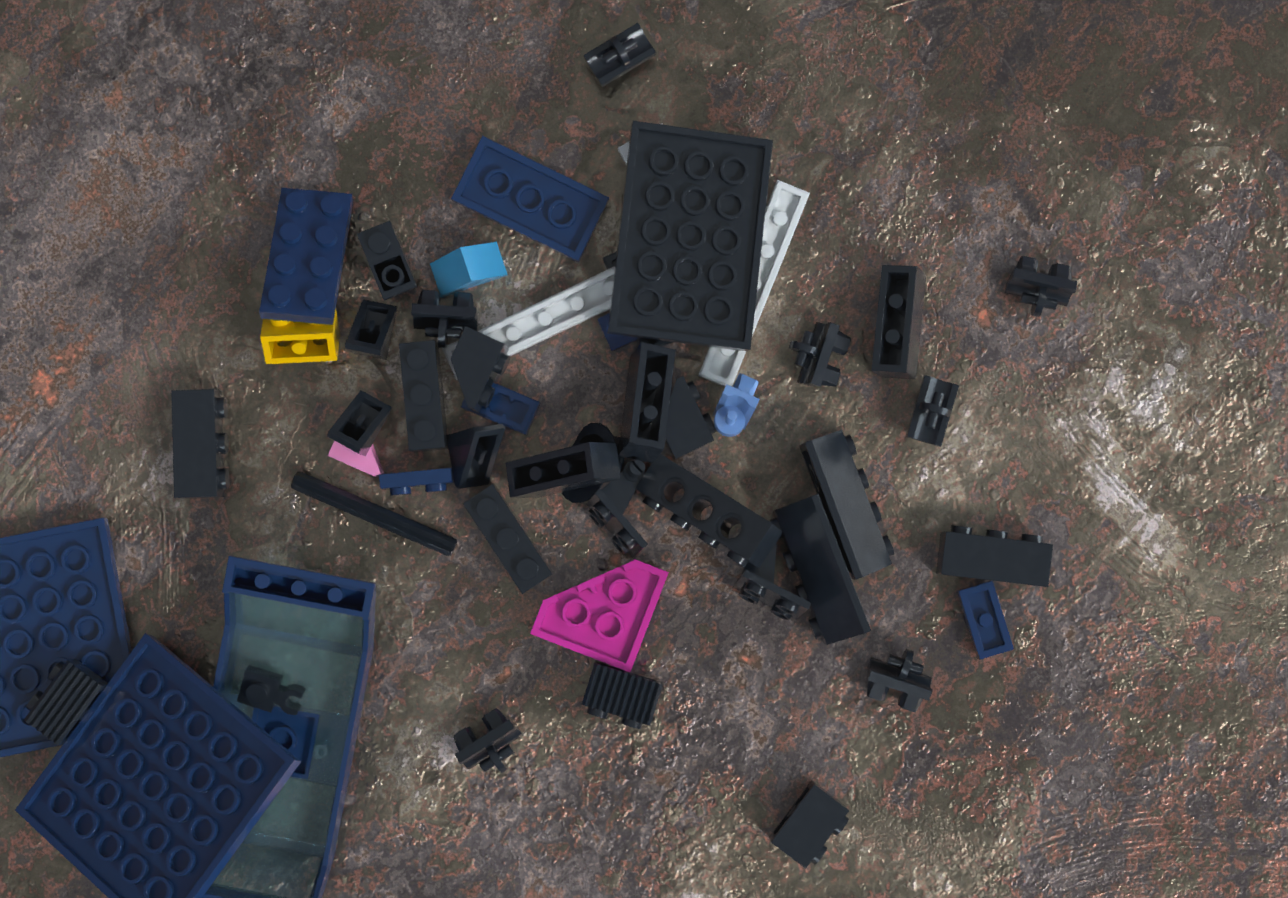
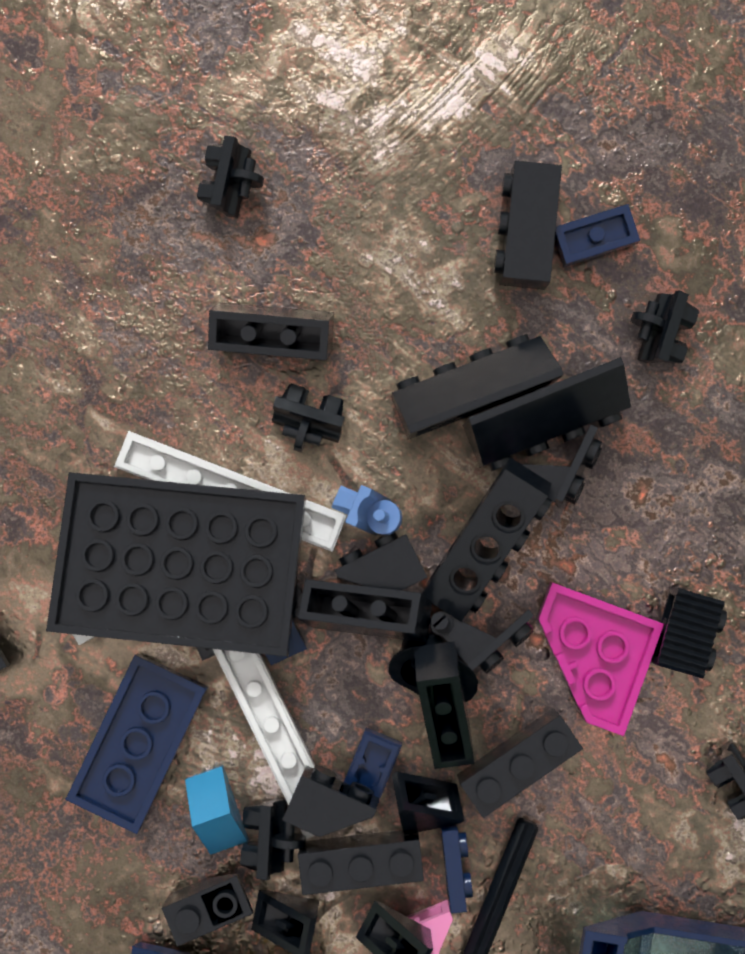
camera: 85 degrees left, 0 degrees up
(932, 411) = (369, 293): black hips -> none

